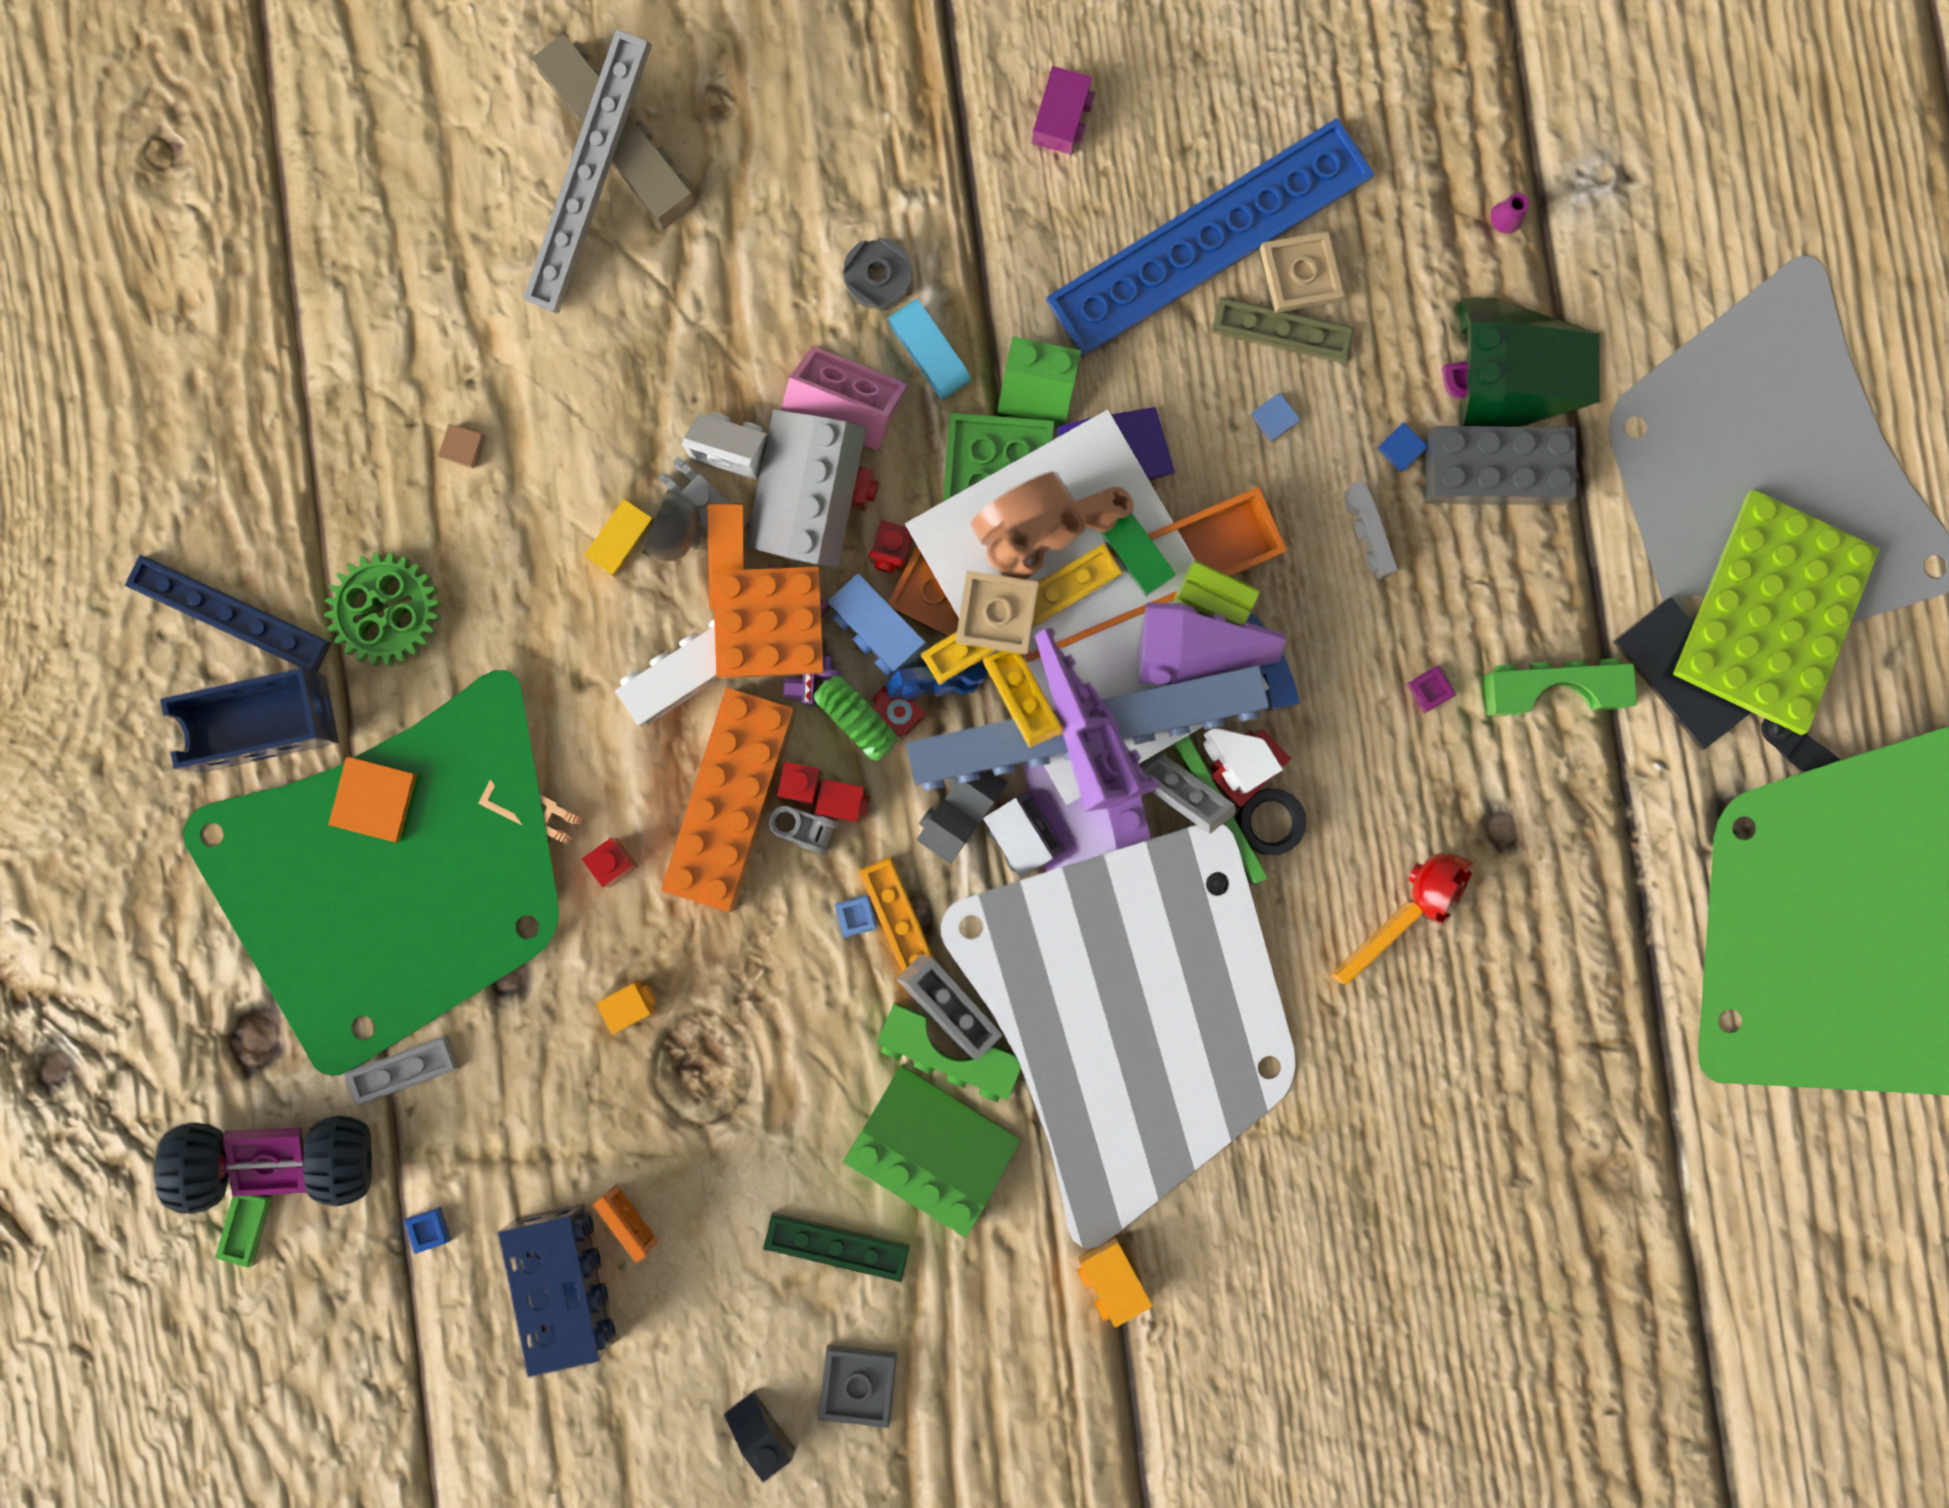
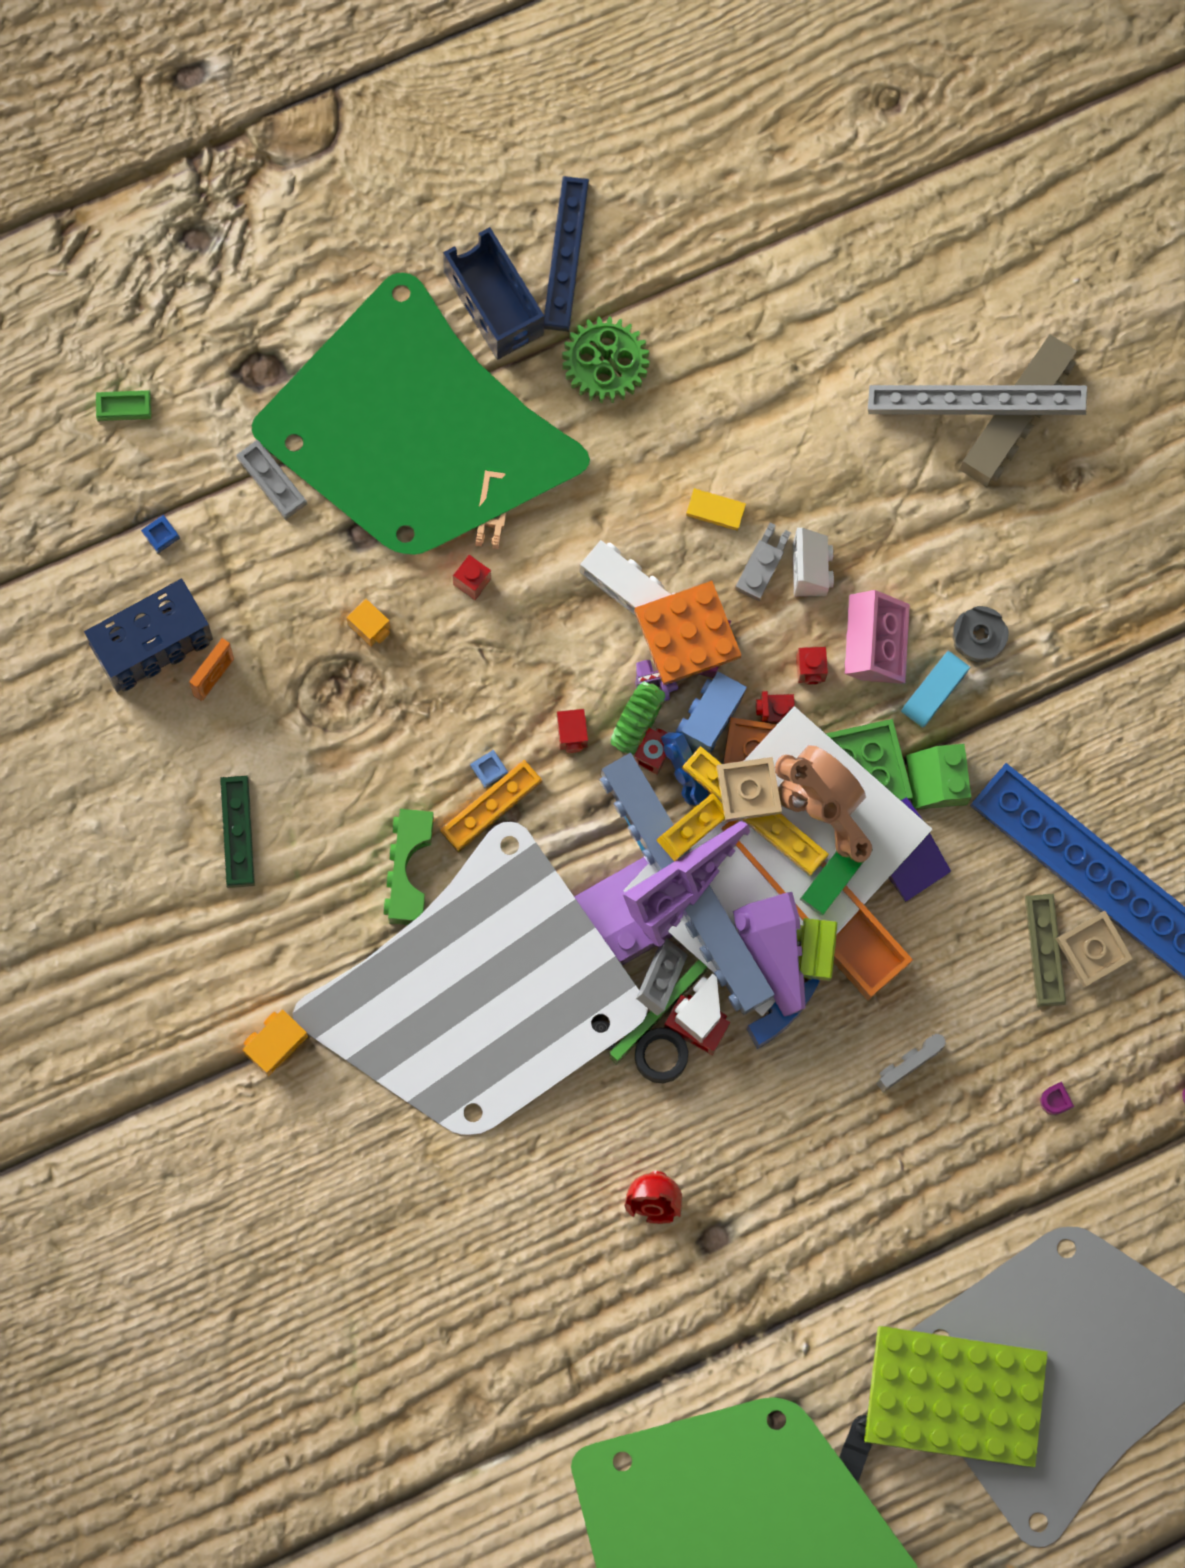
camera: 70 degrees right, 10 degrees down
(200, 1159) = (177, 404): black plate -> none
(372, 799) = (464, 396): orange tile -> none
(461, 446) = (745, 376): medium nougat tile -> none
(674, 529) = (734, 544): clear smoke cylinder -> none
(725, 540) = (741, 584): orange tile -> none
(729, 800) = (547, 648): orange brick -> none
(759, 1437) = (81, 817): black slope -> none
(799, 783) = (575, 694): red brick -> none
(806, 487) = (796, 629): light grey slope -> none
(806, 829) = (542, 713): light grey piece -> none
(857, 1386) = (138, 879): dark grey tile -> none
(932, 1151) = (331, 877): bright green slope -> none
(949, 1006) = (444, 853): light grey brick -> none
(959, 814) = (580, 815): dark grey brick -> none
(1023, 834) = (591, 870): brick -> none
(1062, 110) = (1154, 731): magenta brick -> none
(1275, 417) = (975, 965): medium blue tile -> none
(1377, 943) = (594, 1163): light orange tile -> none
(1402, 447) = (985, 1069): blue tile -> none
(1431, 689) = (805, 1149): magenta tile -> none
(1500, 465) = (996, 1145): dark grey brick -> none
(1524, 365) = (1082, 1143): dark green wedge -> none
(1601, 686) = (825, 1211): bright green arch -> none
(1654, 649) = (894, 1309): black tile -> none

